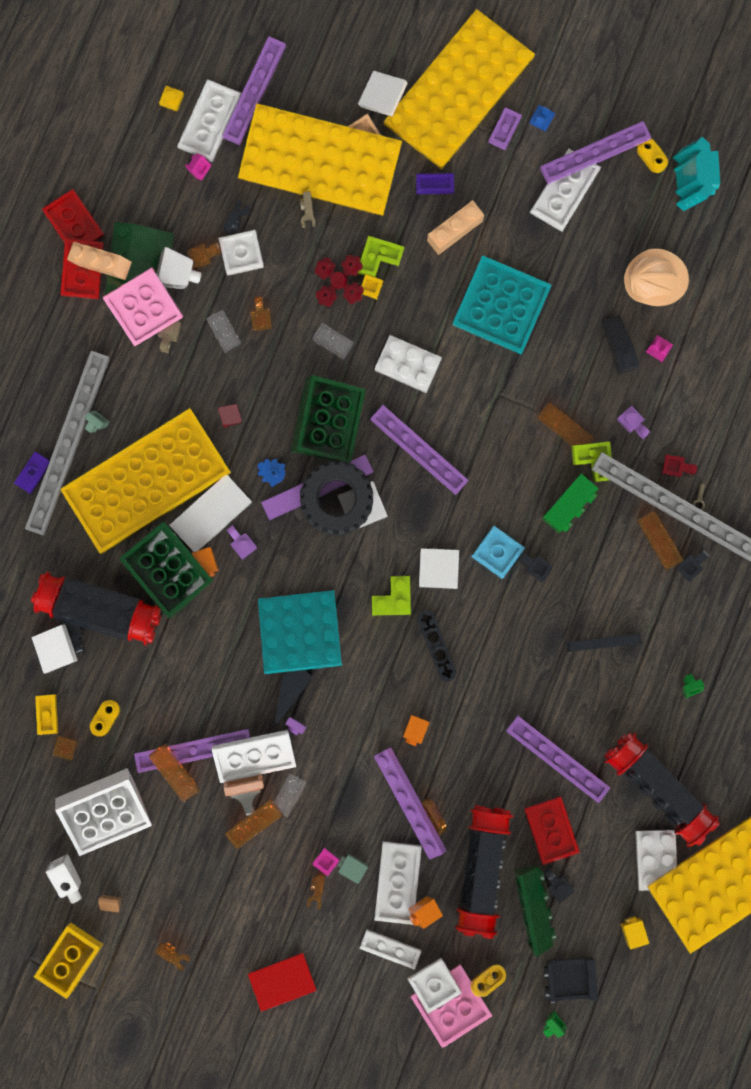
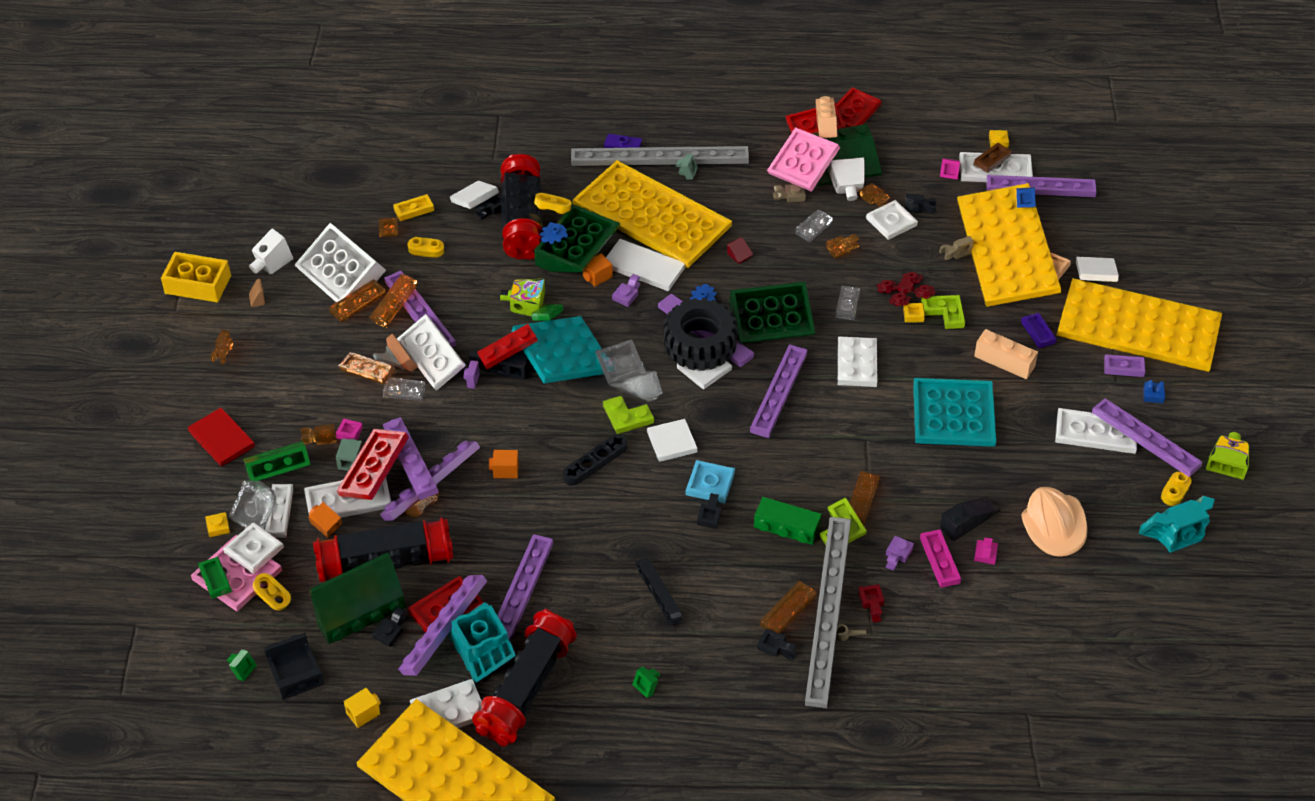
camera: 70 degrees right, 35 degrees down
(115, 580) = (552, 202): none -> yellow plate
(155, 592) = (553, 233): none -> blue piece
(156, 807) = (357, 300): none -> clear orange plate
(204, 119) = (992, 157): none -> reddish brown plate
(214, 643) = (525, 296): none -> torso
(246, 630) = (547, 312): none -> green tile
(284, 117) = (1025, 197): none -> blue tile
(289, 686) = (507, 346): none -> red plate
(340, 939) = (276, 461): none -> green brick
(341, 585) = (620, 362): none -> clear slope
(366, 577) = (641, 386): none -> clear slope
(382, 815) = (413, 463): none -> medium lavender plate
(382, 853) = (372, 464): none -> red plate
(383, 970) = (253, 504): none -> clear slope
(386, 1009) = (217, 524): none -> yellow plate
(455, 1028) = (214, 577): none -> green tile
(579, 841) = (442, 625): none -> medium lavender plate
(608, 815) = (481, 641): none -> teal slope
(639, 92) = (1230, 456): none -> lime torso
(655, 390) = (940, 558): none -> dark pink plate

